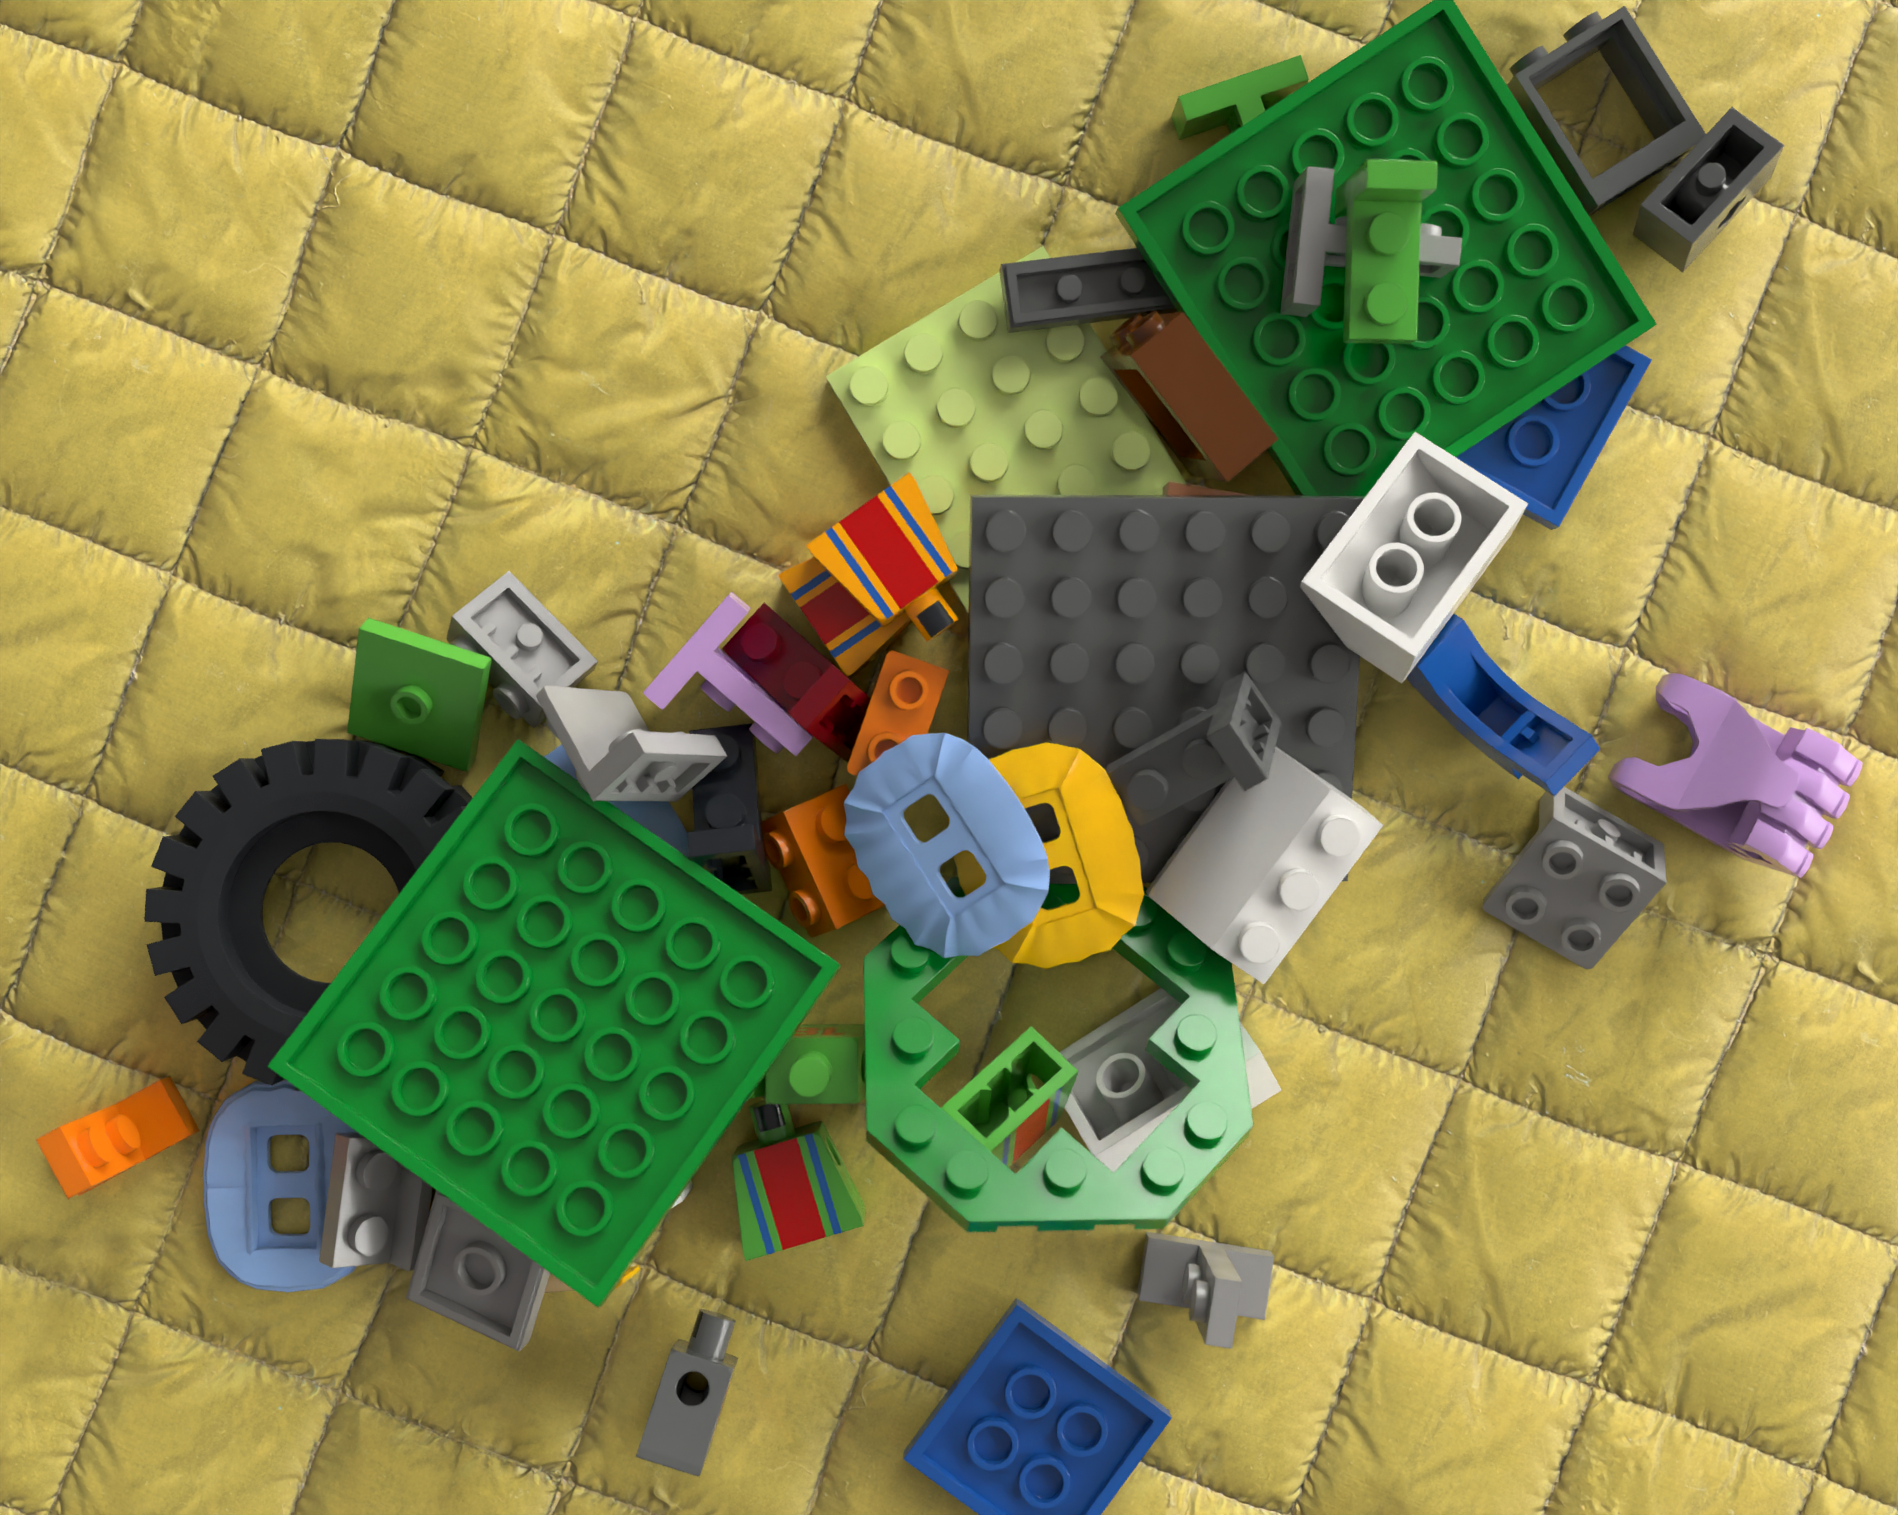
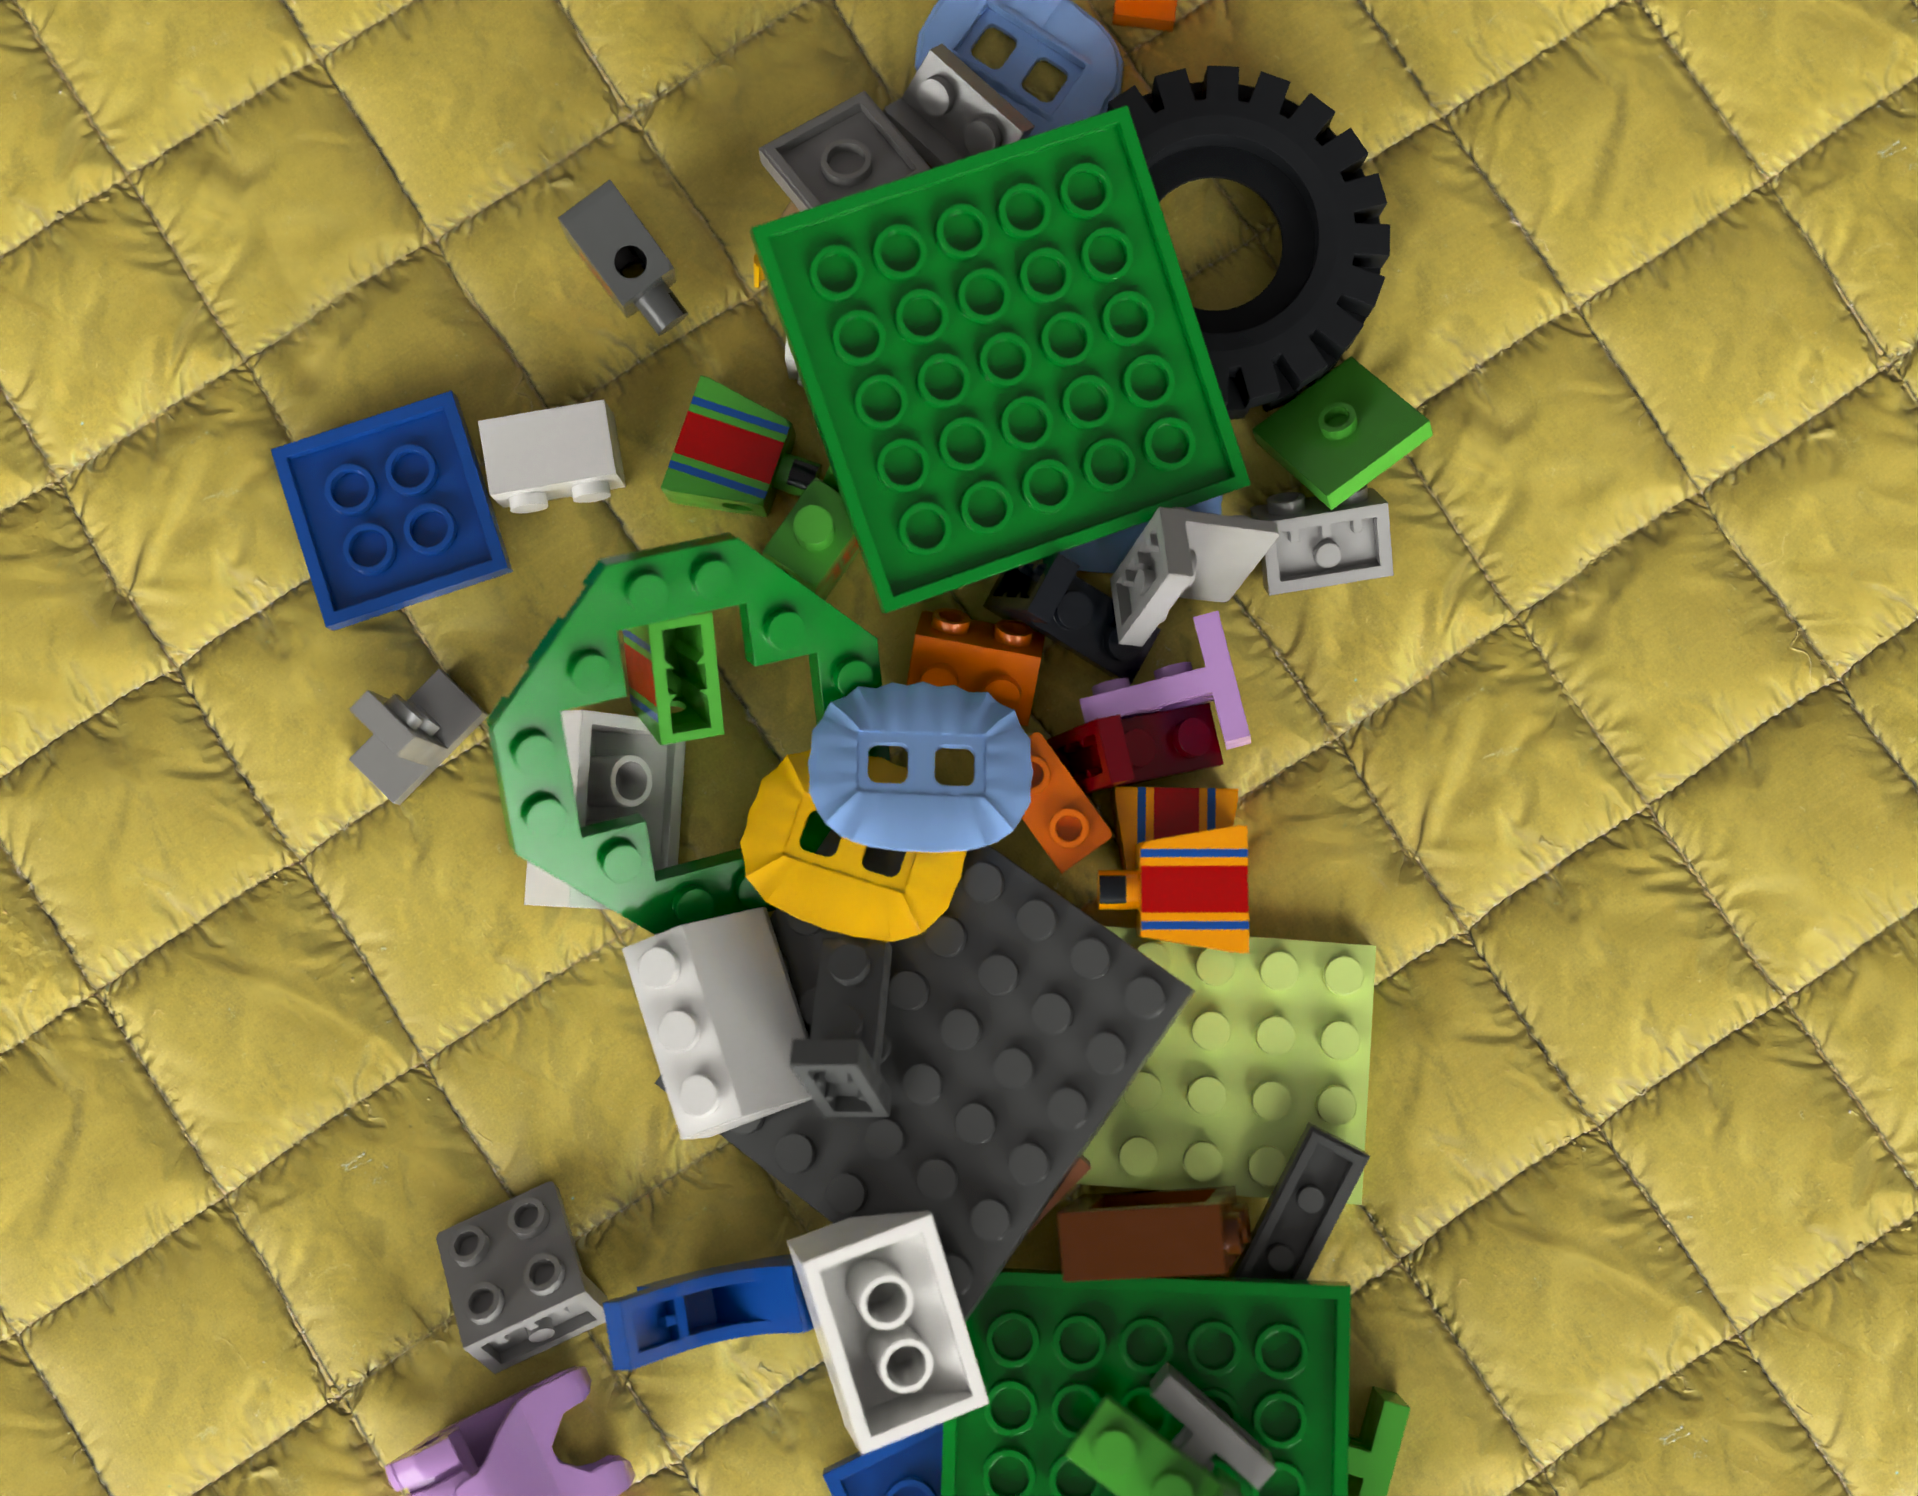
camera: 125 degrees right, 5 degrees down
(898, 1334) = (552, 456): none -> white brick

